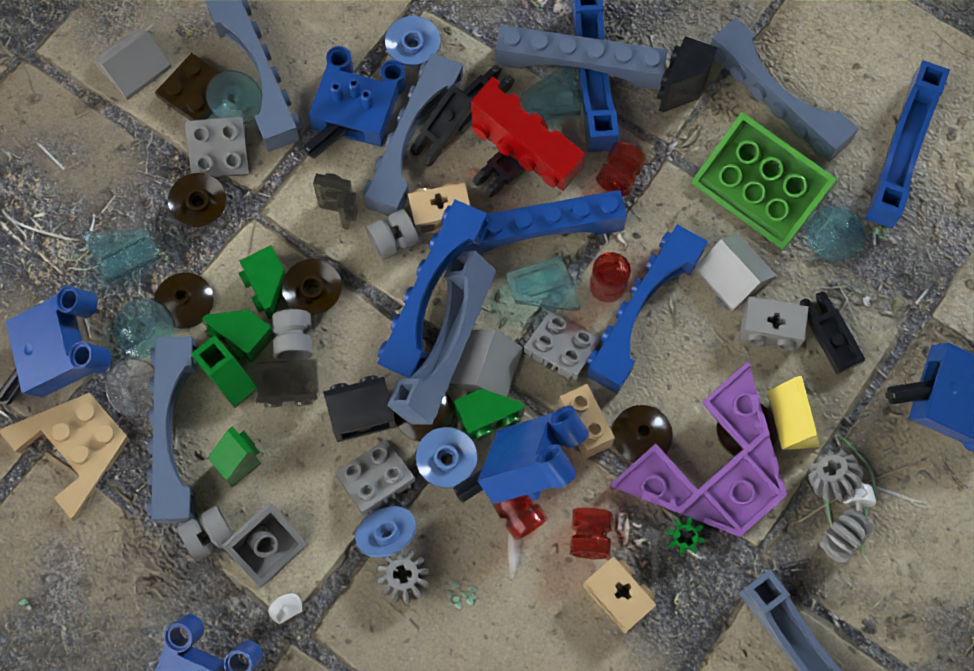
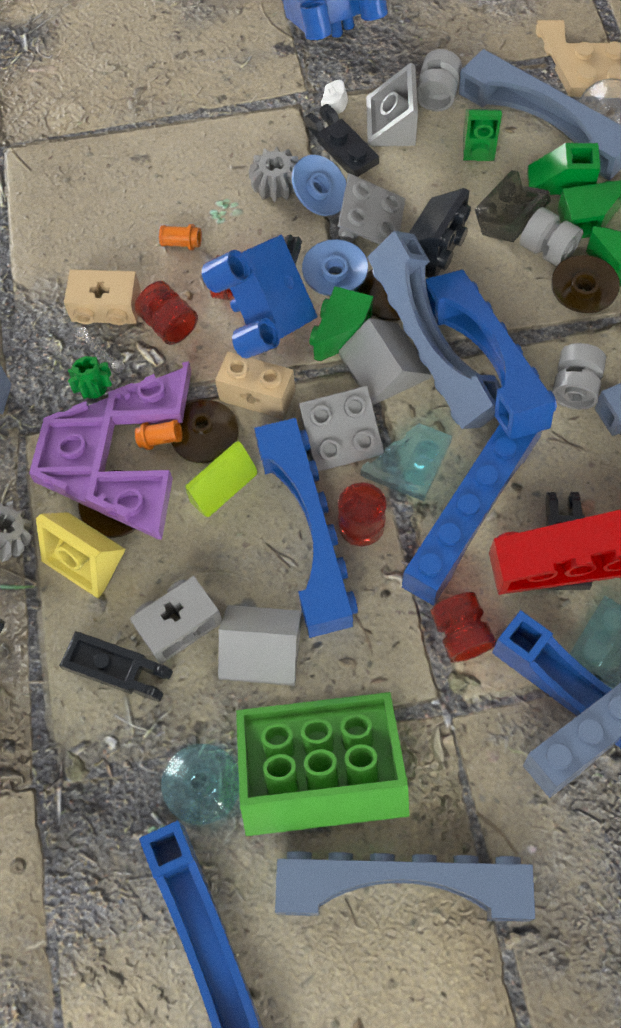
camera: 140 degrees right, 5 degrees down
(324, 560) = (342, 142): none -> black hinge
(424, 203) = (575, 420): tan brick -> none
(518, 595) = (180, 236): none -> orange pin
(666, 386) = (221, 479): none -> lime slope
(677, 452) = (150, 435): none -> orange pin
(686, 74) = (511, 788): black slope -> none

